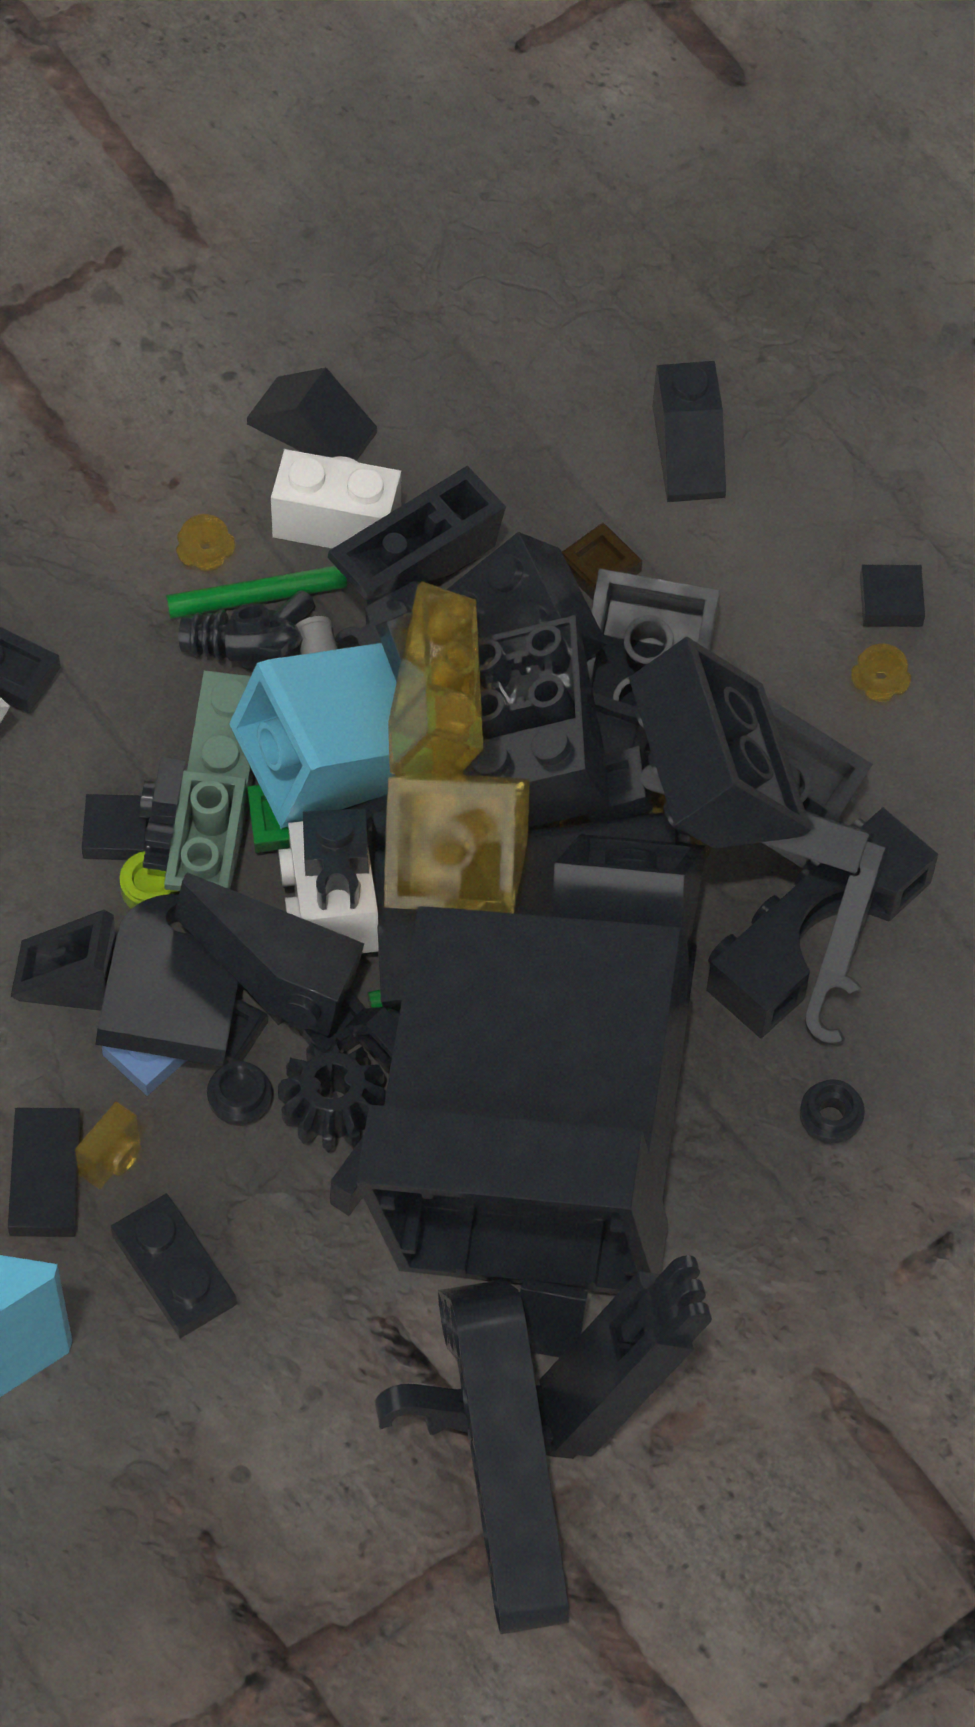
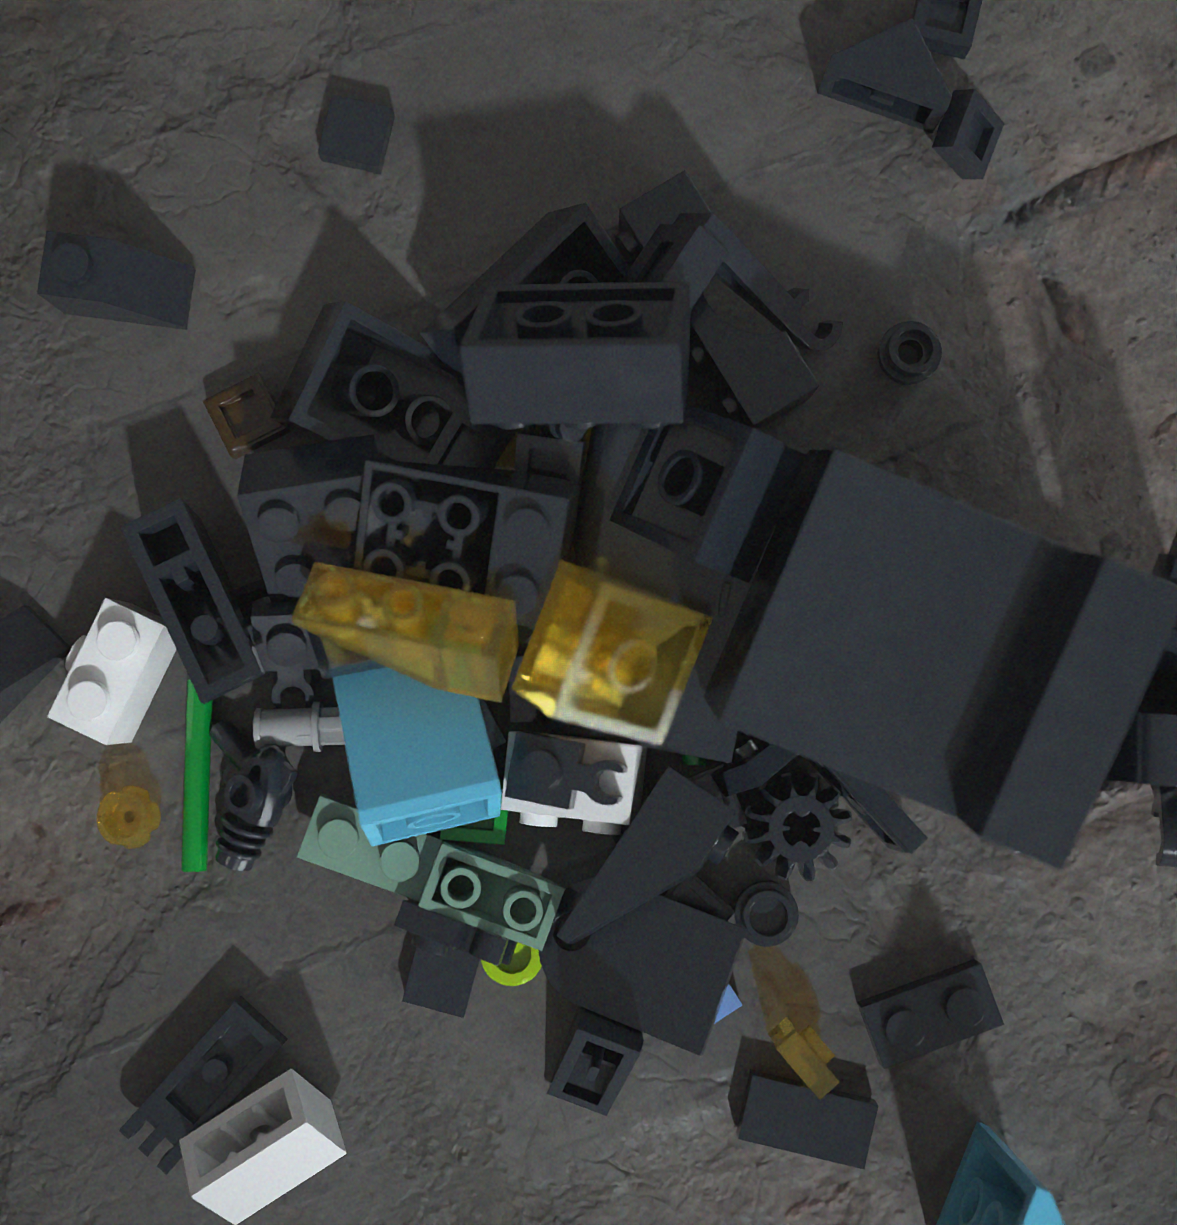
camera: 75 degrees left, 25 degrees up
(886, 660) = (446, 154): clear yellow plate -> none

